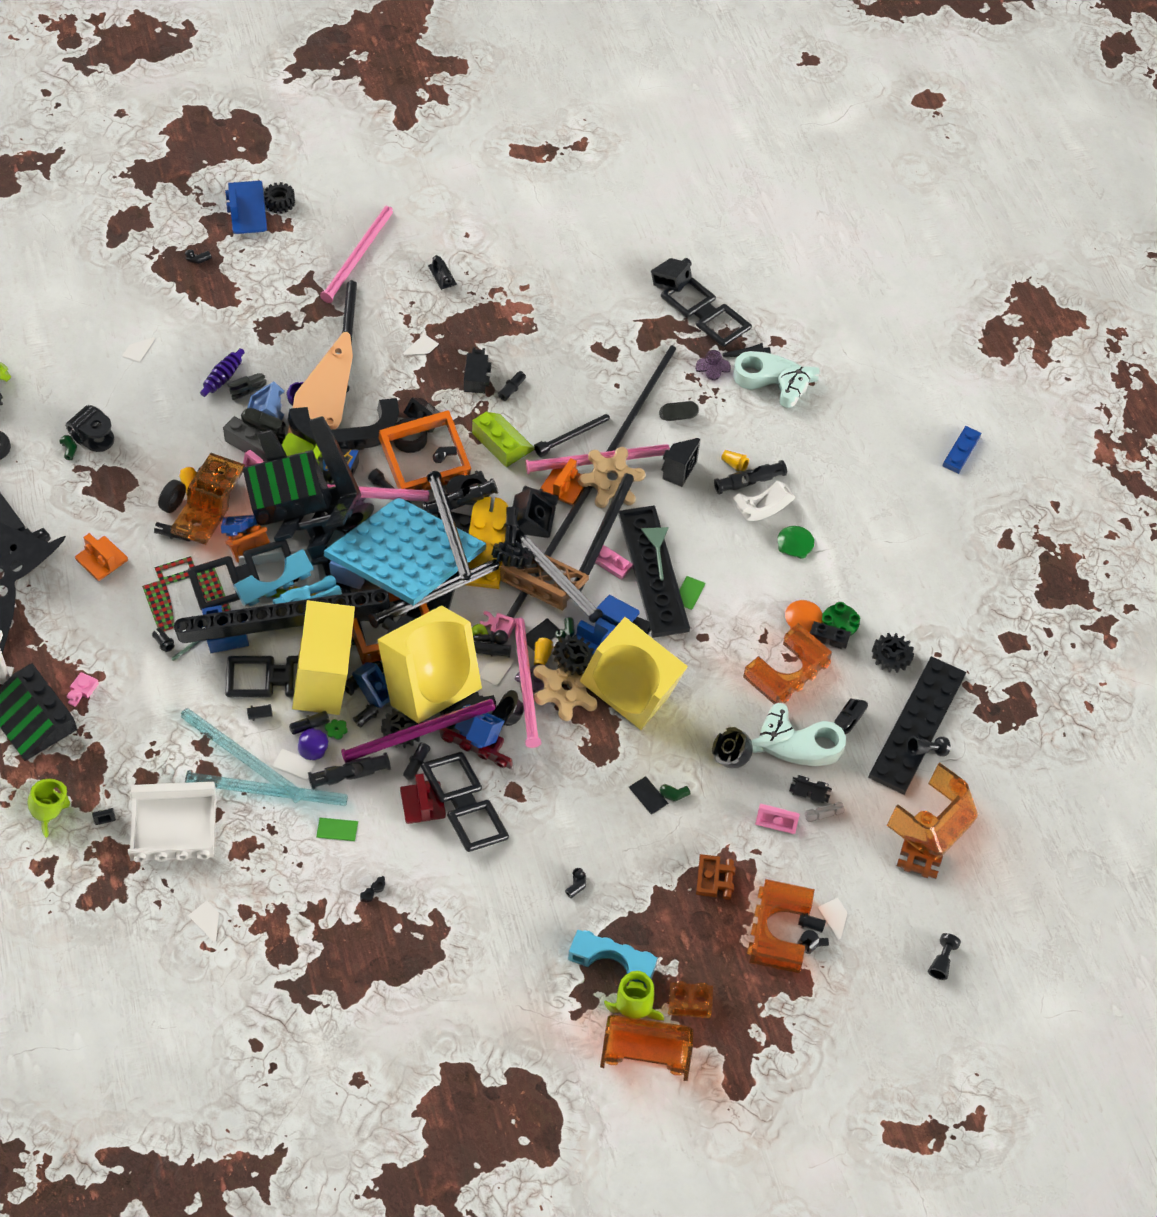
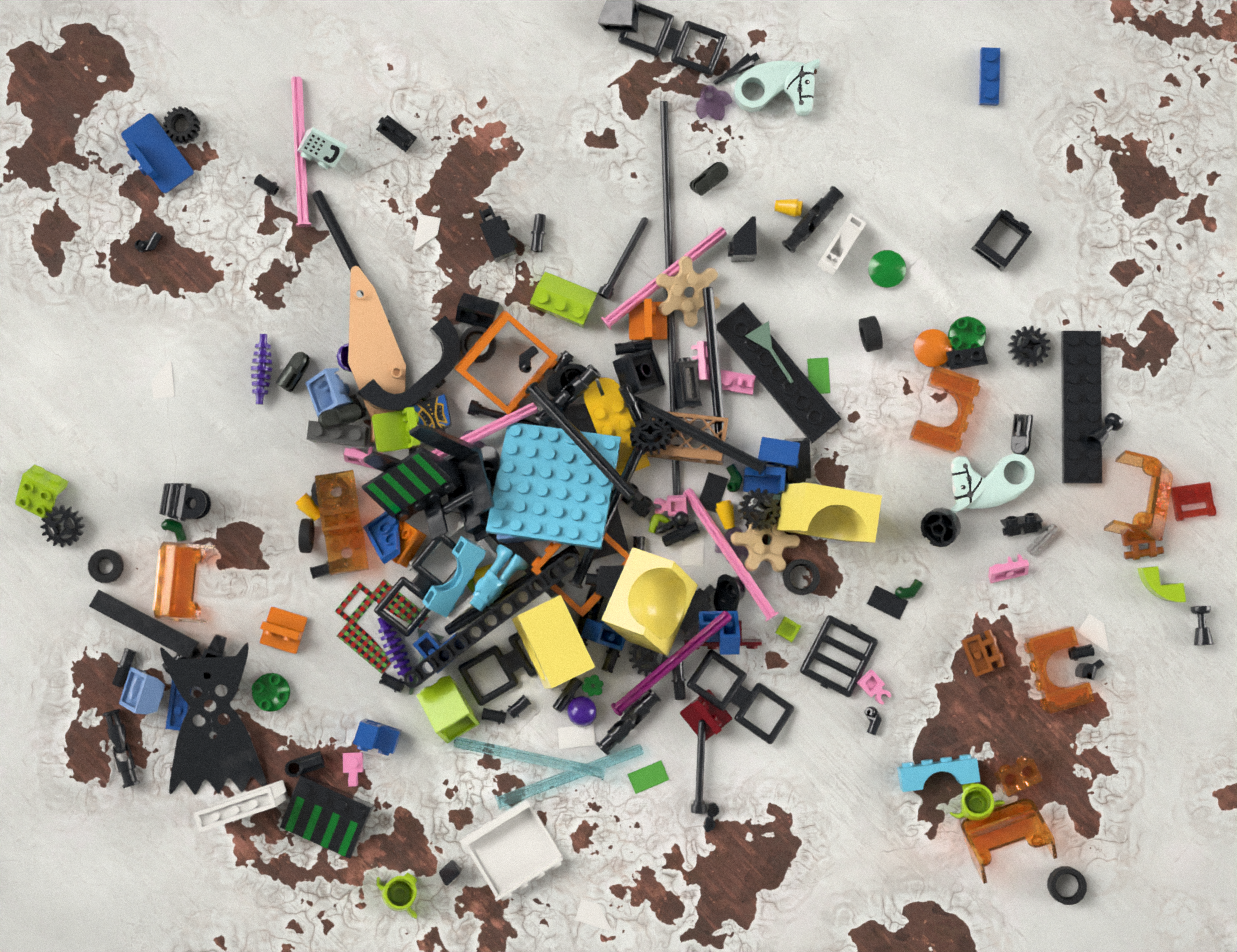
camera: 25 degrees left, 30 degrees up
(43, 663) = (306, 764): none -> black piece
(47, 477) = (177, 581): none -> clear orange windscreen
(55, 597) = (271, 692): none -> green dish
(118, 669) = (377, 736): none -> blue brick
(184, 608) = (395, 649): none -> dark purple piece
(196, 682) = (447, 709): none -> lime slope
(237, 711) = (494, 715): none -> black pin
(318, 263) = (265, 184): none -> black pin
(368, 871) = (699, 805): none -> black piece
(376, 250) = (321, 148): none -> light aqua slope
(467, 598) = (642, 504): none -> black hinge
(542, 771) = (788, 629): none -> lime tile
(569, 538) = (686, 383): none -> black window
(580, 719) = (815, 580): none -> black tyre
(583, 838) = (814, 654): none -> black bar
(591, 530) = (703, 360): none -> bright pink plate
(594, 851) = (873, 686): none -> bright pink plate
(687, 1110) = (1082, 885): none -> black tyre
(752, 575) = (870, 334): none -> black tyre
(896, 573) = (989, 254): none -> black window
(922, 909) = (1169, 592): none -> lime brick
(990, 844) = (1190, 495): none -> clear red plate

